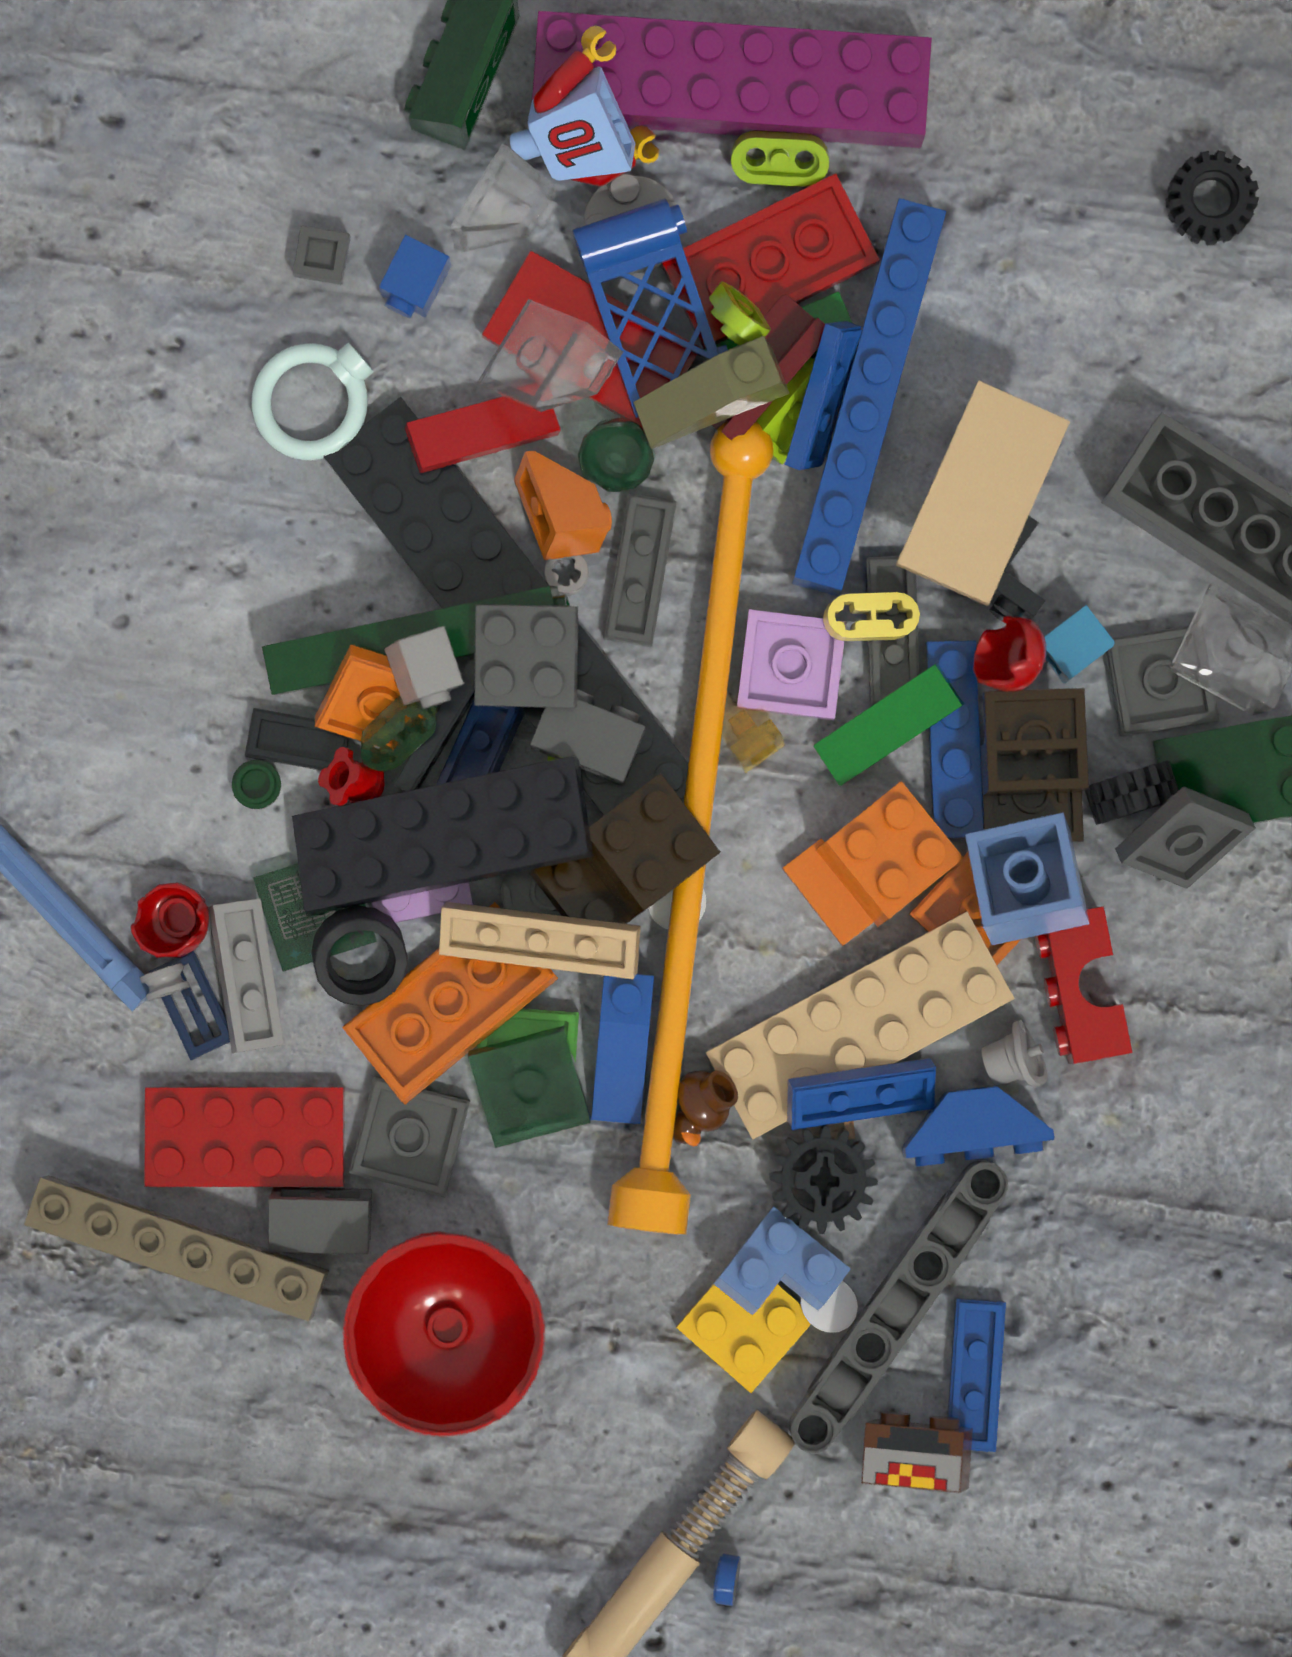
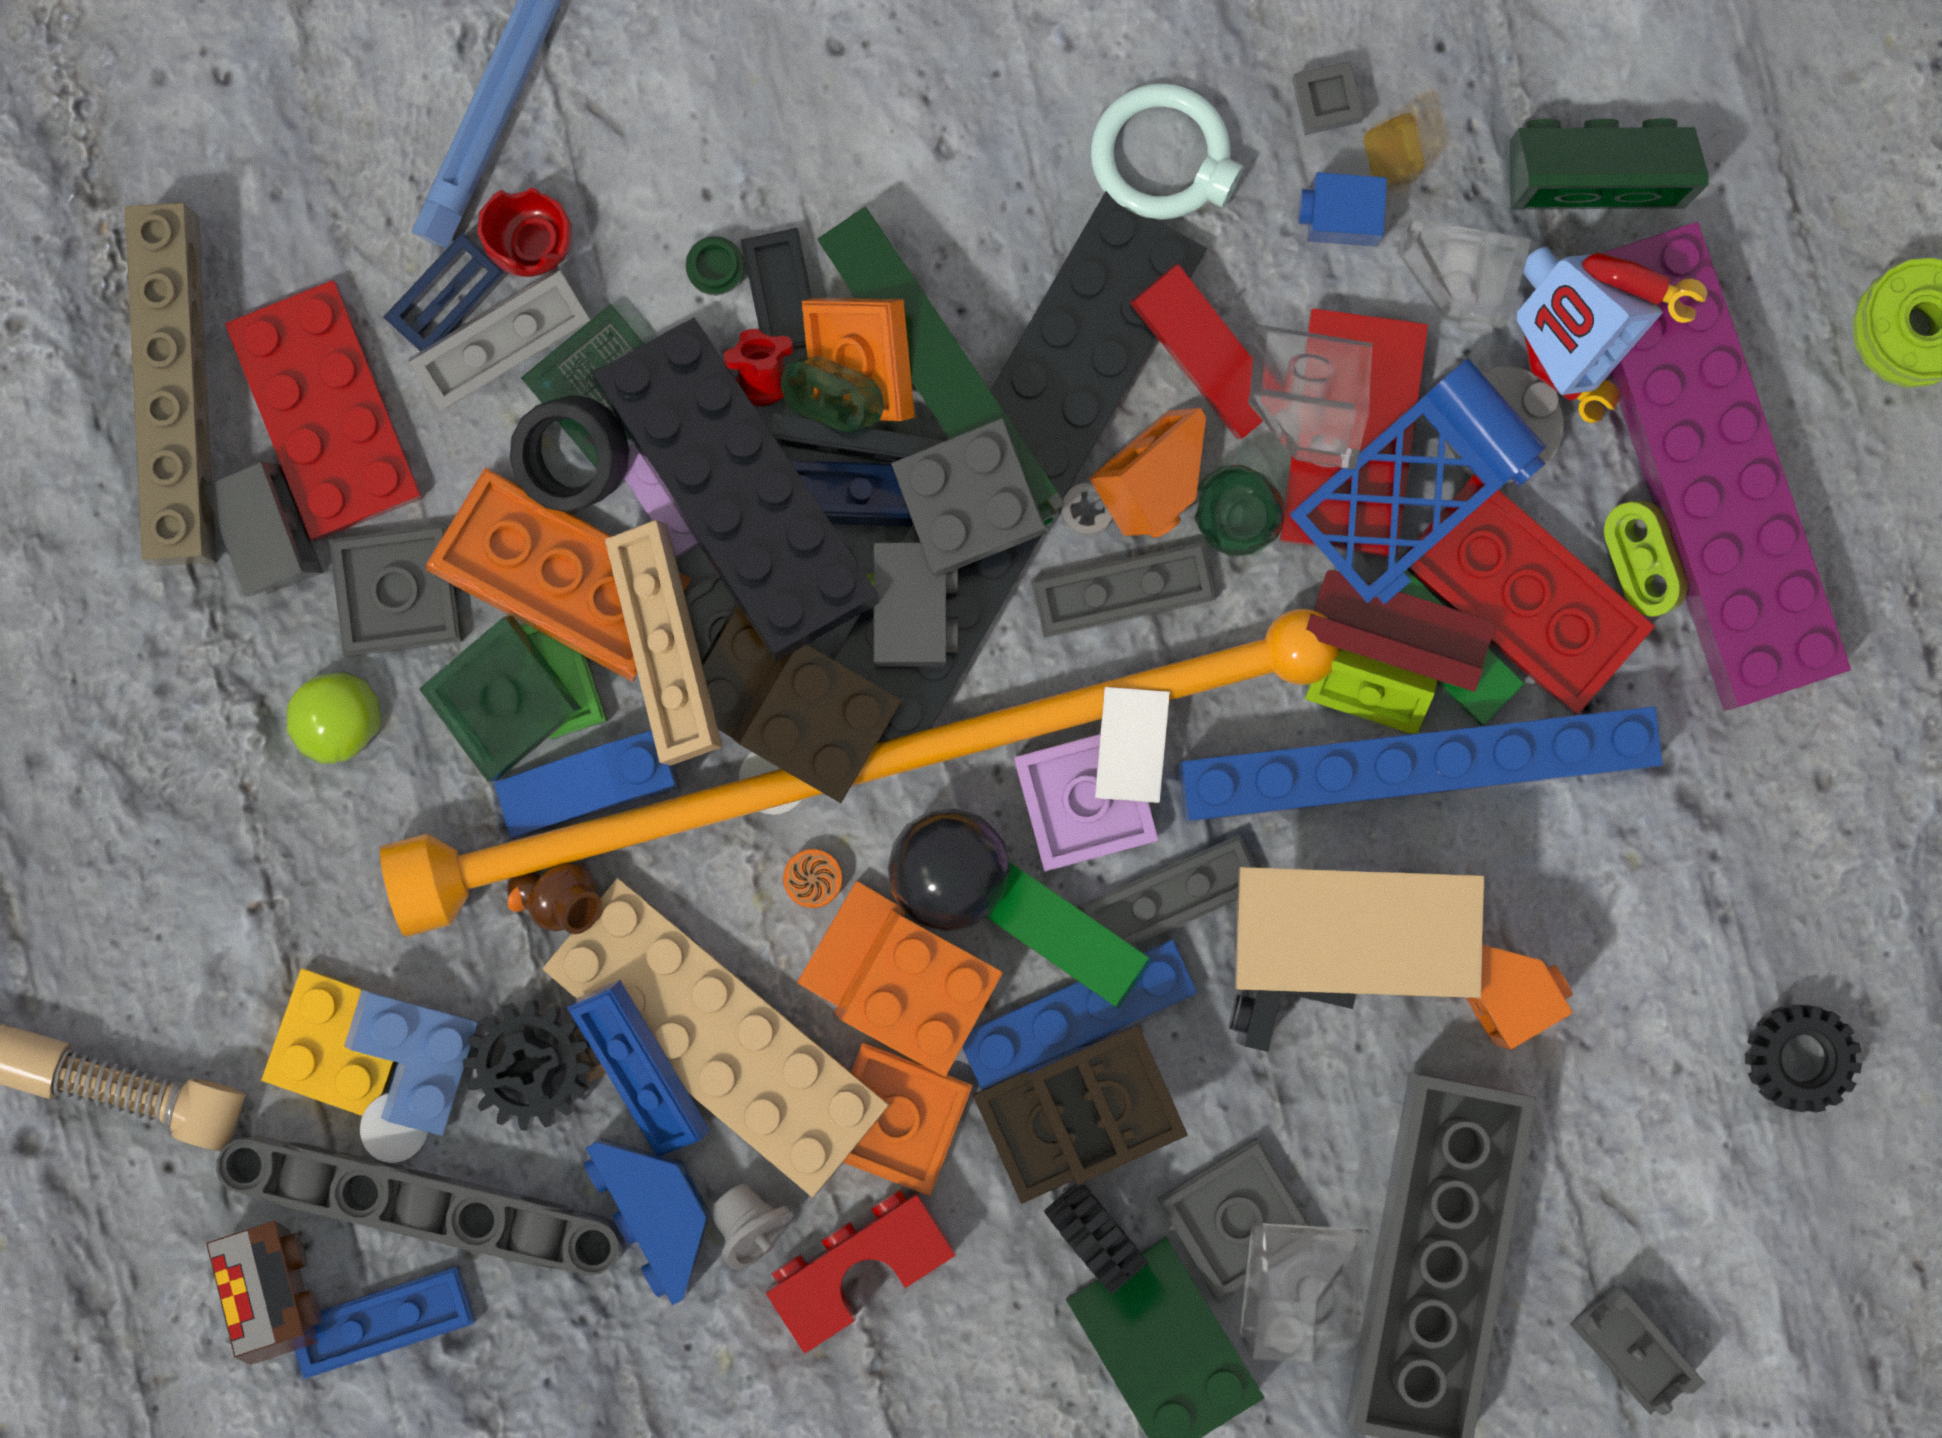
camera: 70 degrees right, 0 degrees up
(164, 982) = (454, 252): light grey bush -> none
(384, 220) = (1395, 150): none -> clear yellow slope
(424, 668) = (908, 390): light grey brick -> none
(443, 1334) = (181, 712): red rock -> none
(493, 1217) = (333, 717): none -> lime hair
(712, 392) = (1350, 586): olive slope -> none
(727, 1579) = (45, 1136): blue tile -> none
(739, 315) = (1448, 581): lime plate -> none
(754, 742) = (983, 792): clear yellow tile -> none
(765, 610) = (1132, 744): none -> white sticker
(766, 901) = (812, 878): none -> tile
(804, 791) = (948, 869): none -> black piece
(823, 395) = (1399, 712): blue tile -> none
(870, 605) = (1187, 859): light yellow beam -> none
(1010, 655) = (1190, 1037): red hair -> none
(1027, 879) = (948, 1157): medium blue brick -> none
(1076, 644) = (1237, 1106): dark azure panel -> none
(1081, 393) = (1518, 997): none -> orange slope
(1185, 837) = (1067, 1316): dark grey plate -> none

